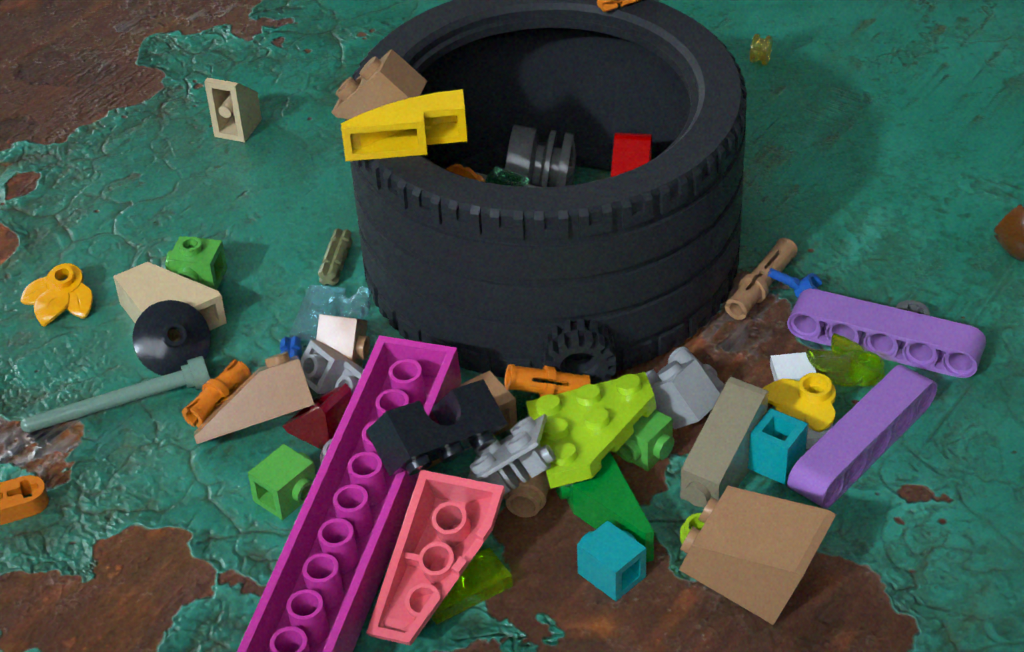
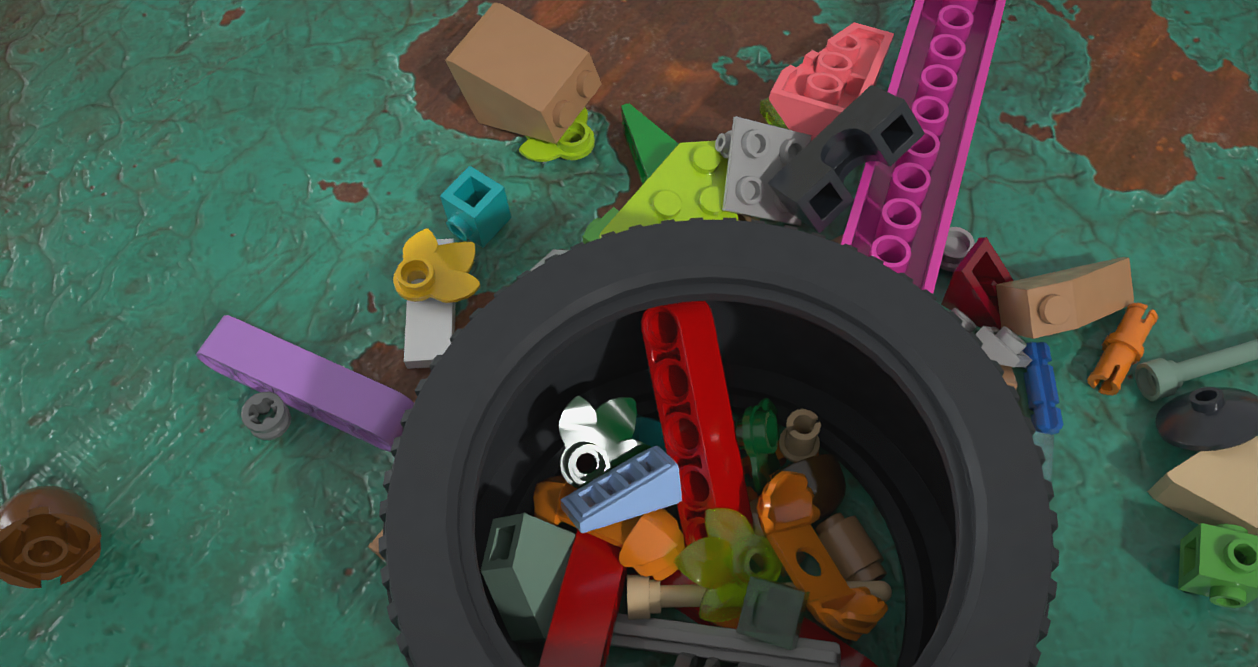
camera: 175 degrees left, 20 degrees up
(282, 481) = (1009, 208): bright green brick -> none
(379, 84) = (995, 445): medium nougat slope -> none
(406, 127) = (932, 359): yellow slope -> none
(611, 560) = (666, 102): teal brick -> none
(722, 446) = (529, 208): dark tan slope -> none
(811, 281) = (374, 480): blue hand -> none
(848, 363) = (367, 335): clear neon green plate -> none
(862, 436) = (369, 244): medium lavender beam -> none

